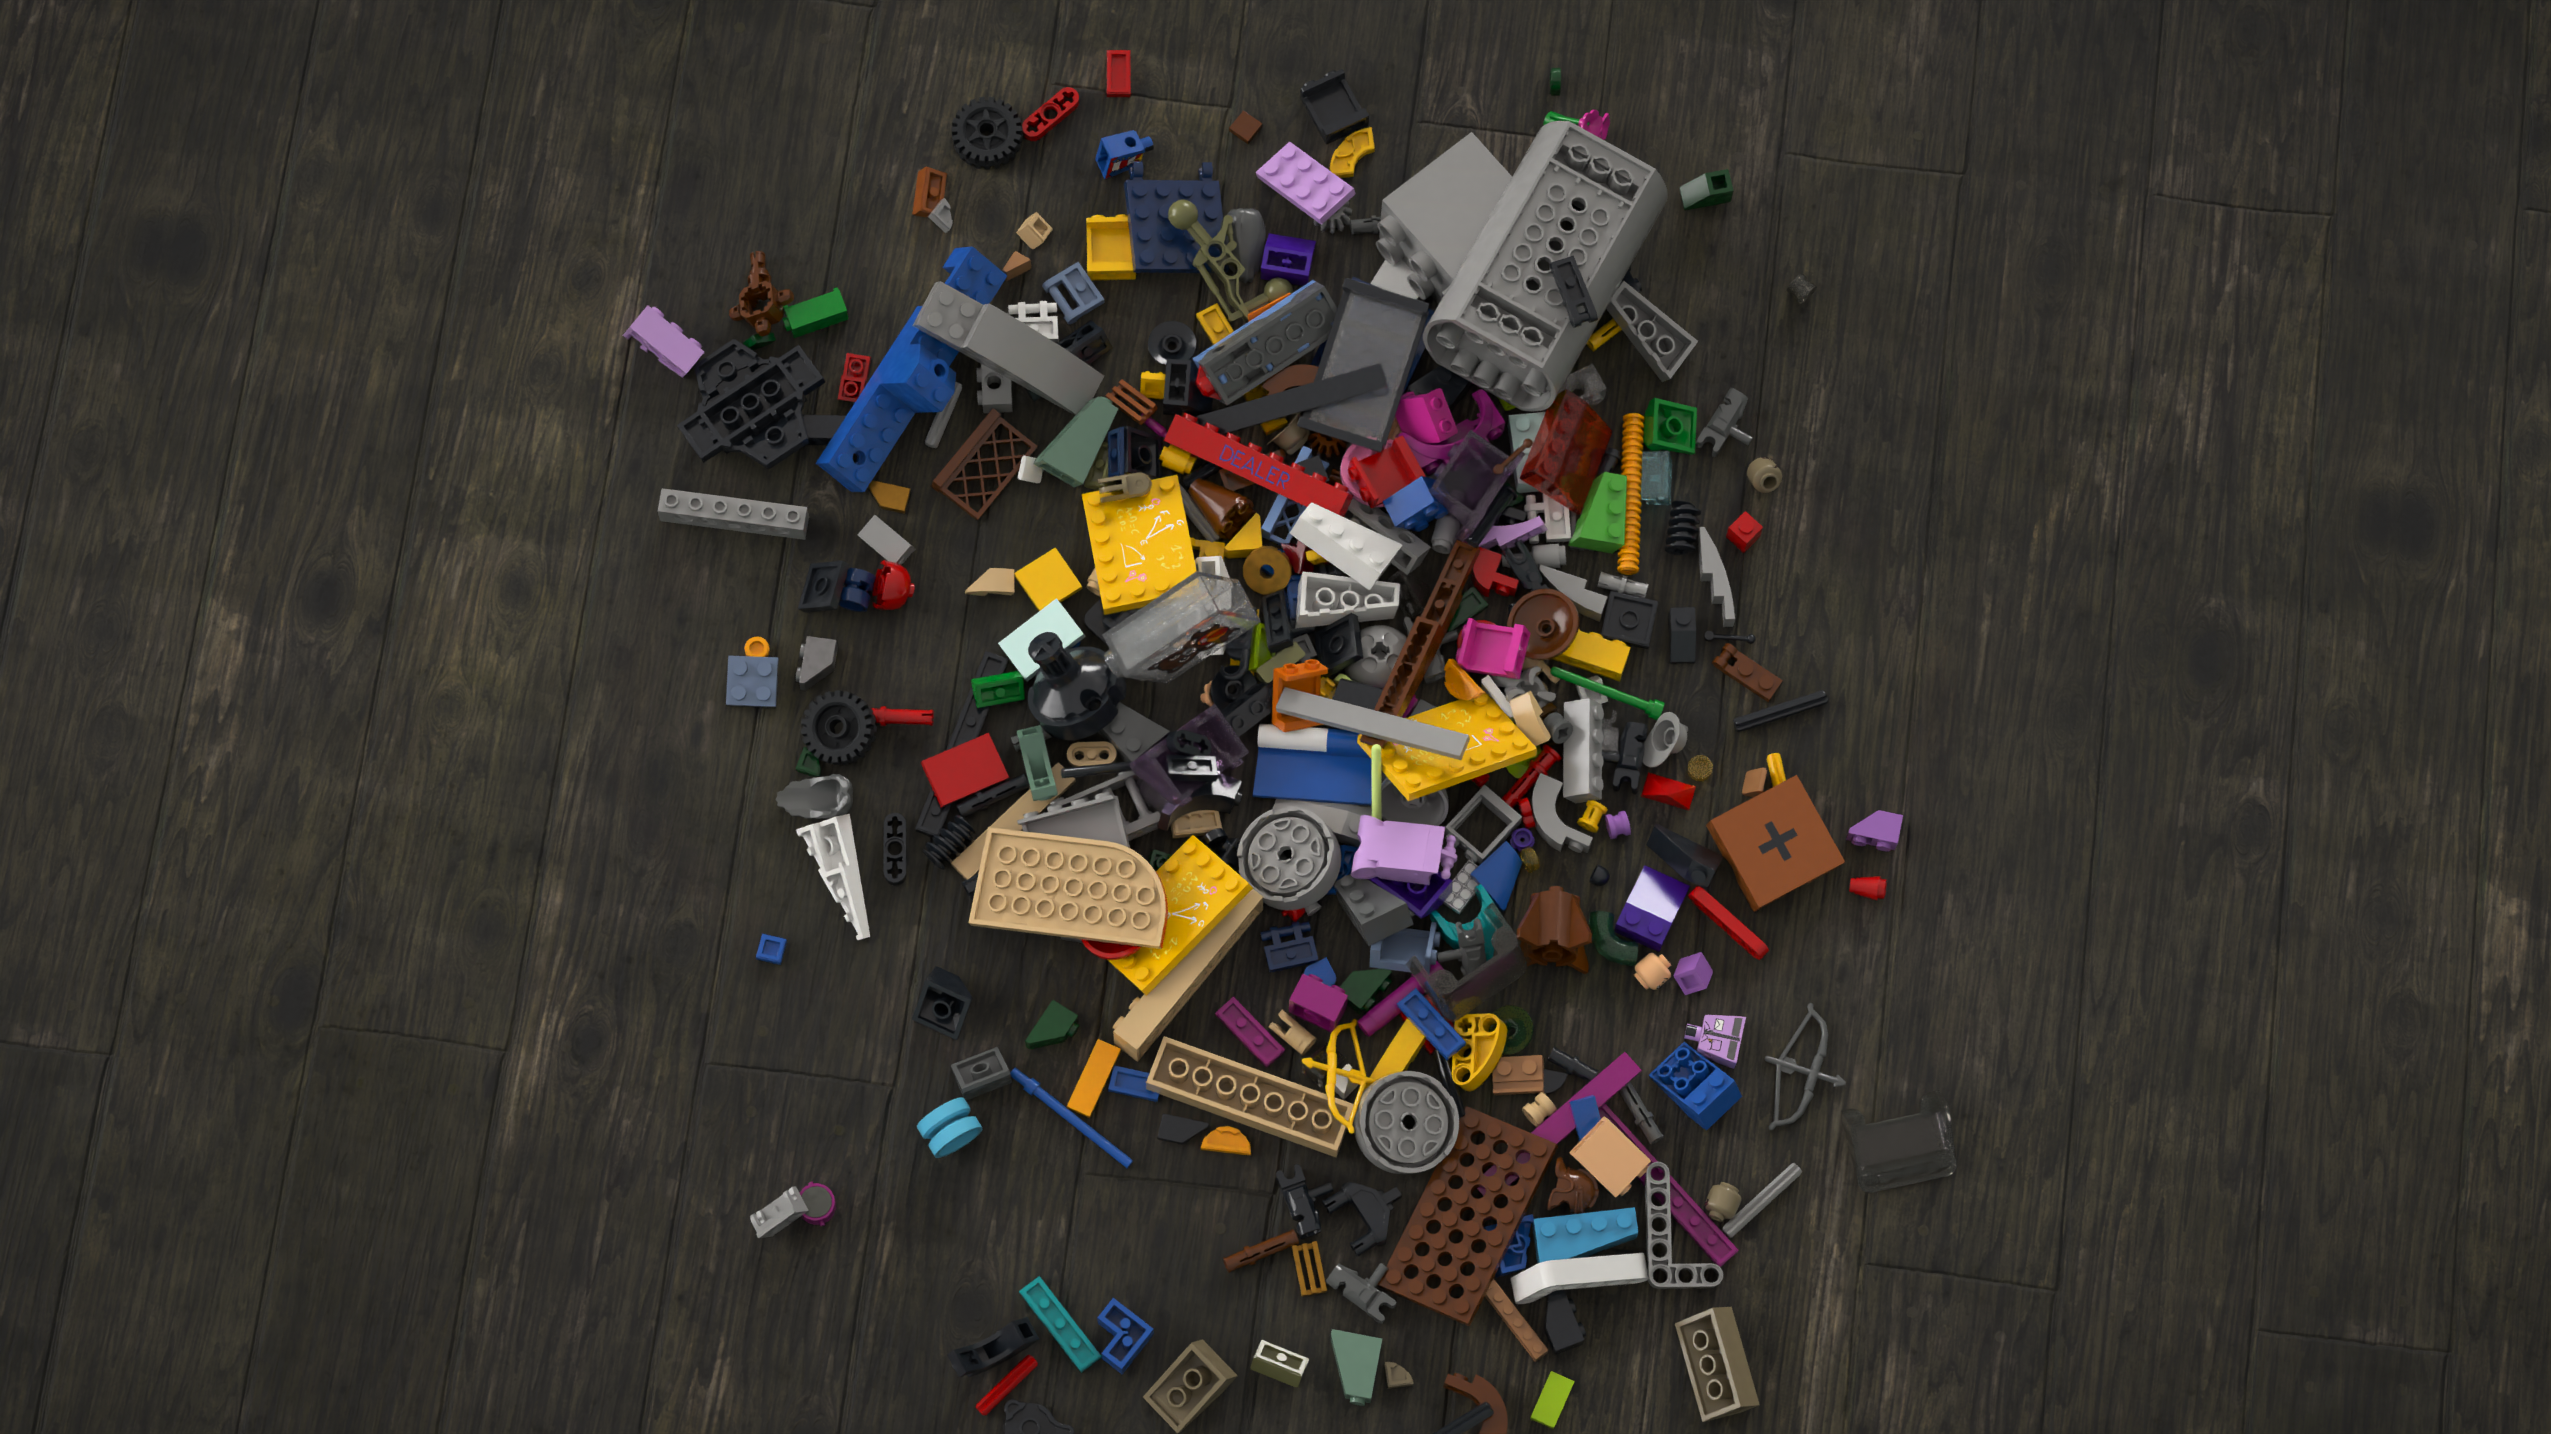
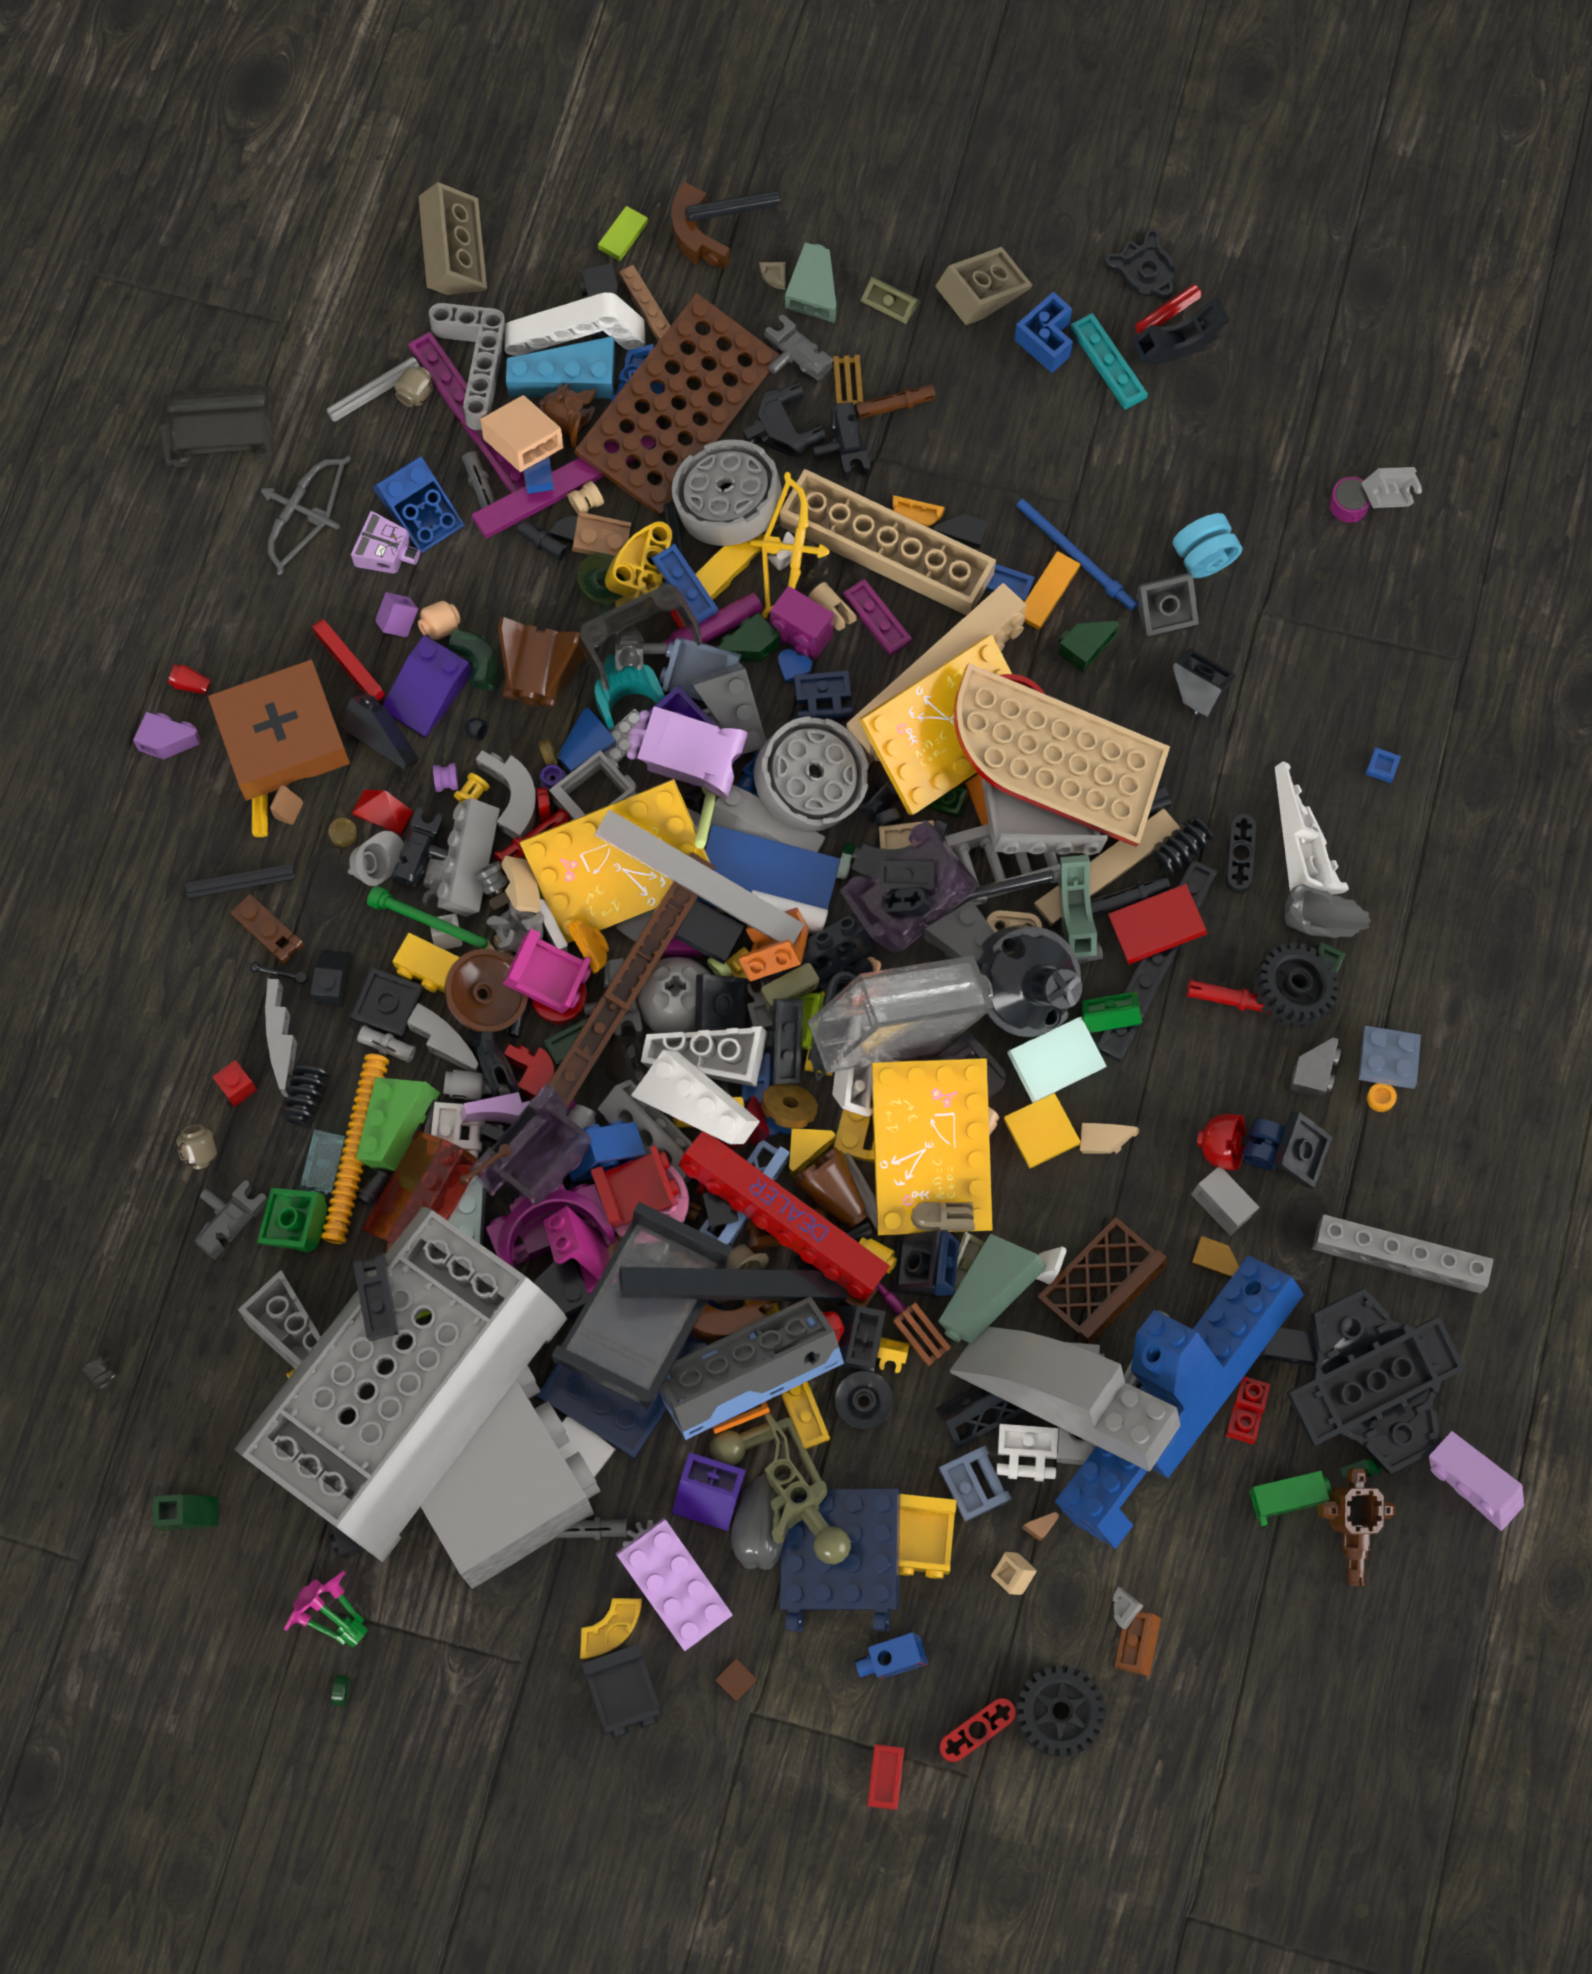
camera: 170 degrees left, 0 degrees up
(1247, 797) = (846, 860): none -> tile

